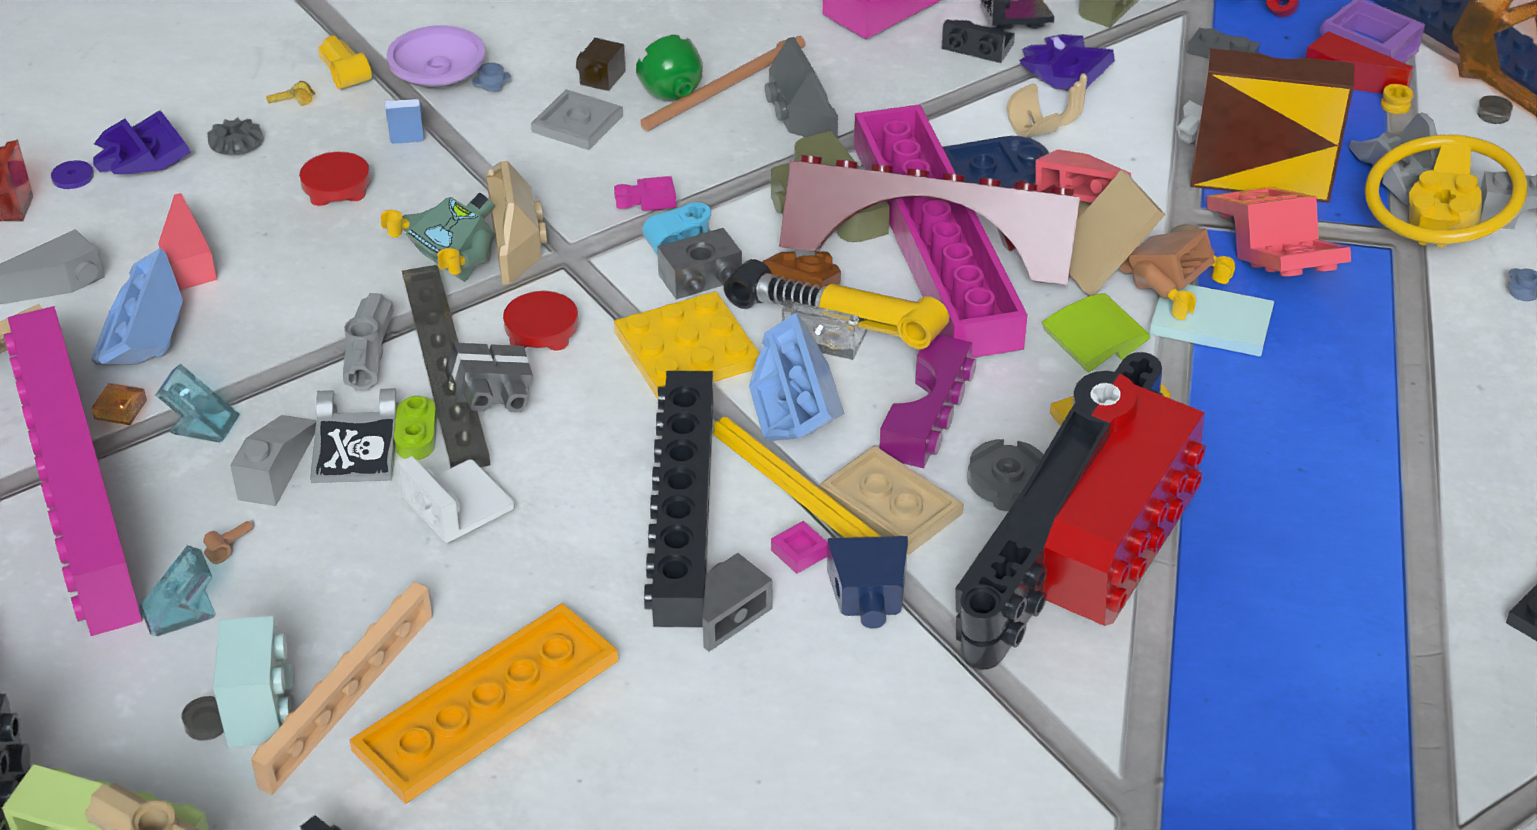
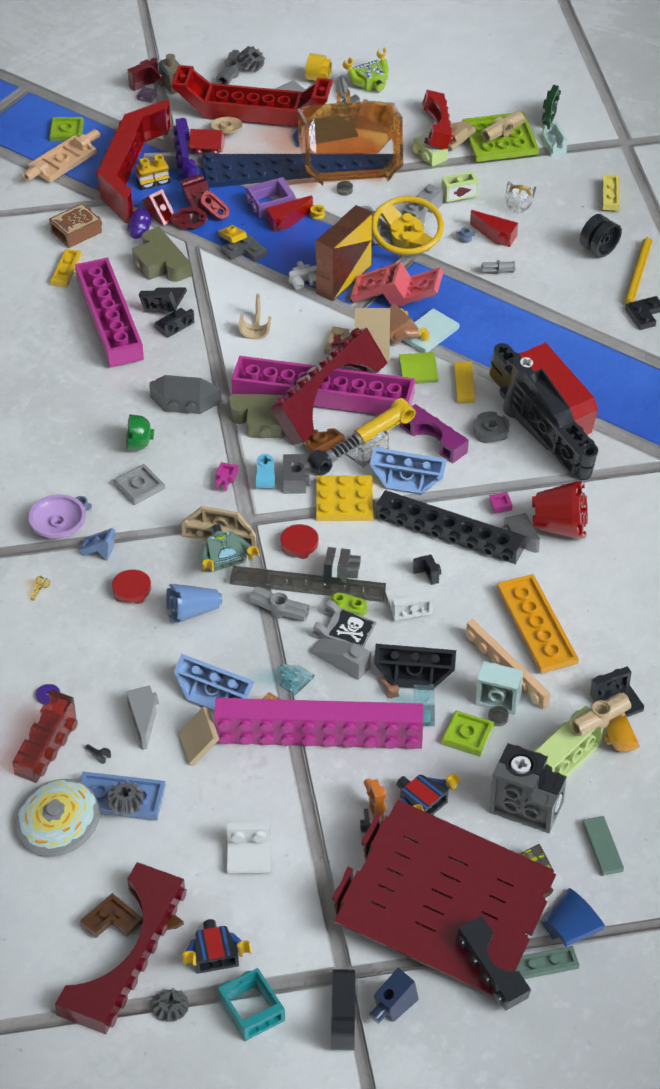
camera: 65 degrees left, 5 degrees up
(140, 148) = (50, 655): dark purple plate -> none
(144, 687) = (467, 733): none -> lime tile
(186, 246) = (153, 655): coral slope -> none
(234, 136) = (61, 625): dark grey gear -> none
(278, 541) = (414, 665): none -> black wedge
(312, 235) = (190, 601): none -> medium blue cone
(345, 65) = (33, 557): yellow piece -> none
(555, 498) = (428, 565): none -> black bracket
(601, 64) = (103, 459): dark brown brick -> none
(714, 87) = (132, 391): nougat bar -> none
(791, 480) = (466, 491): yellow axle -> none
(806, 636) = (562, 510): none -> red cone
(868, 576) = (527, 485): dark blue torso -> none
(892, 498) = (483, 467): tan tile -> none
(997, 158) = (280, 351): dark blue tile -> none
(1065, 59) = (219, 299): dark purple plate -> none
(1075, 171) = (323, 327): coral slope -> none
(1236, 25) = (232, 234): none -> yellow plate
(1477, 351) = (498, 266): none -> light grey axle

